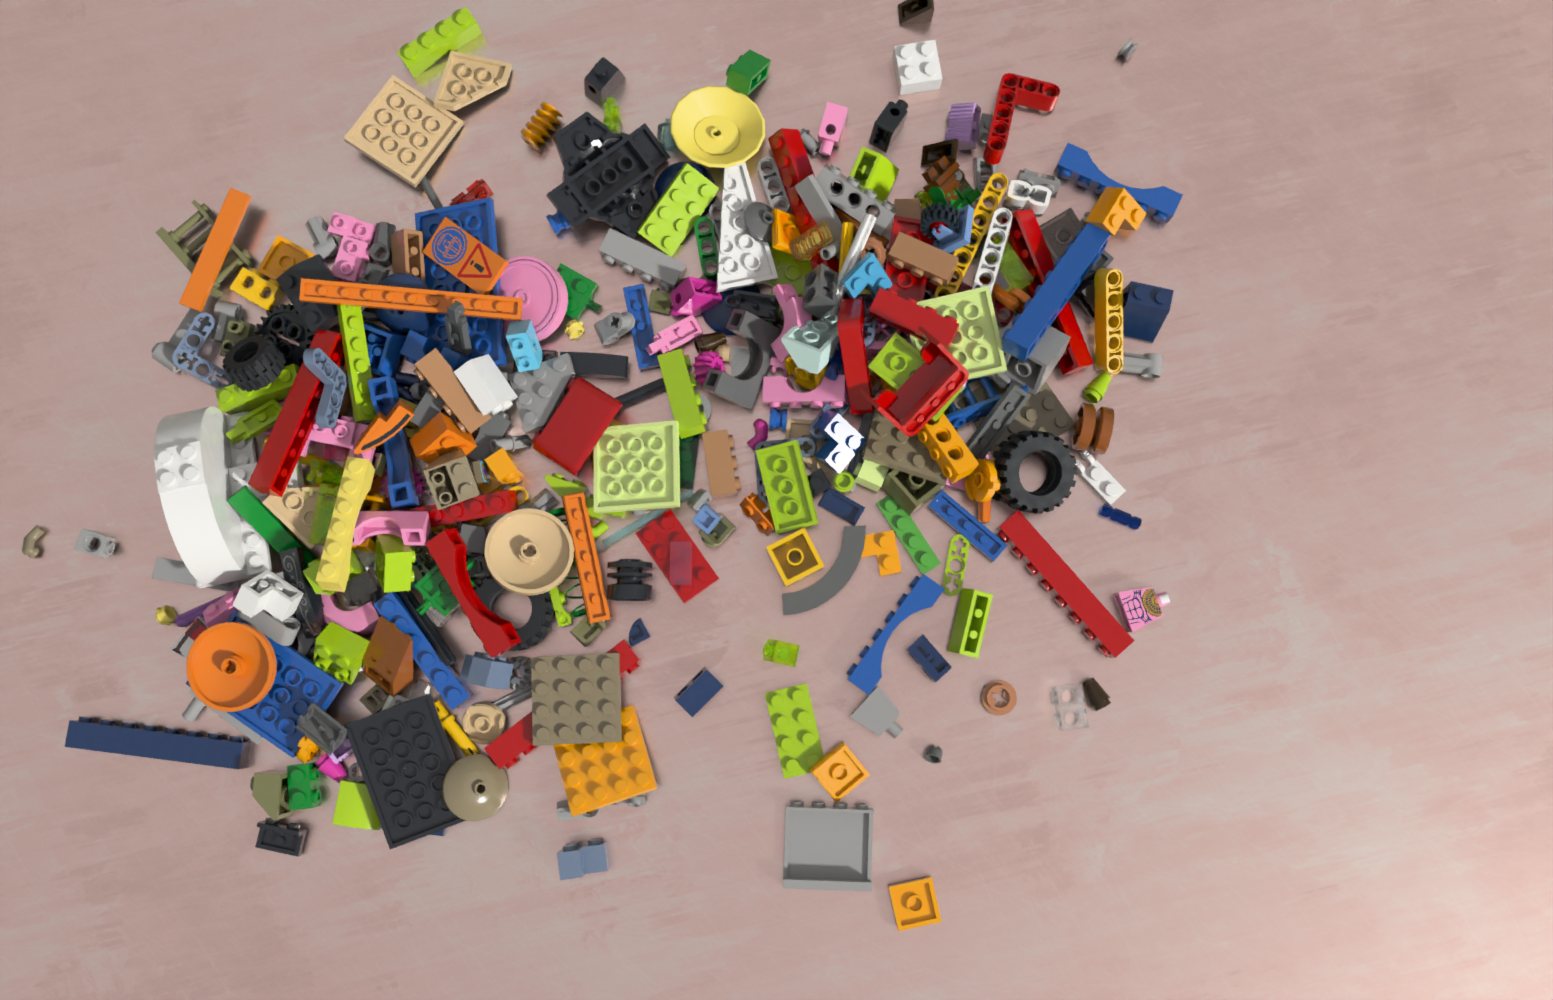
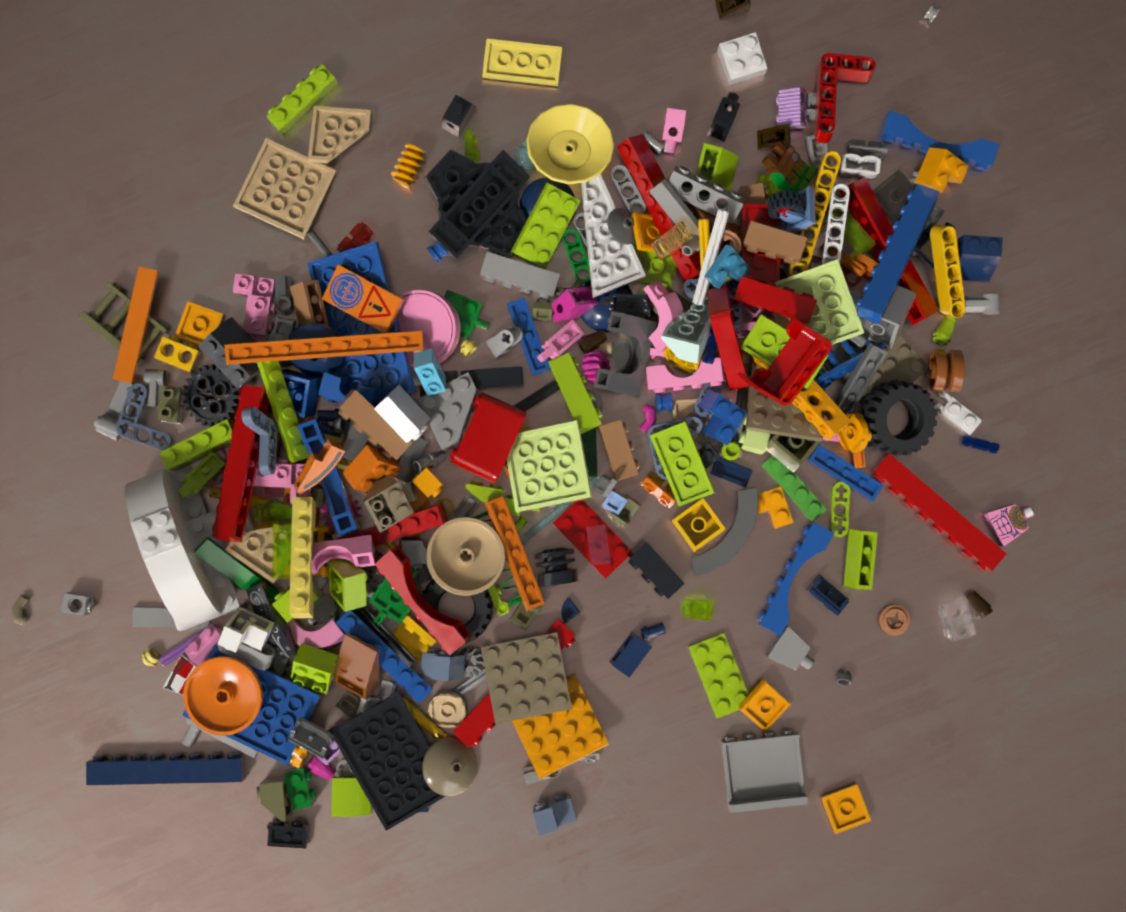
camera: 10 degrees left, 5 degrees up
(254, 362) = (192, 424): black tyre -> none
(324, 242) = (230, 301): light grey piece -> none
(458, 329) = (369, 368): dark grey hinge -> none
(460, 637) = (414, 637): none -> yellow bracket
(681, 38) = (522, 62): none -> light yellow plate
(727, 669) = (653, 631): none -> dark blue pin
(739, 600) = (654, 569): none -> black brick
(747, 72) = (588, 87): green brick -> none
(820, 290) = (687, 285): dark grey brick -> none

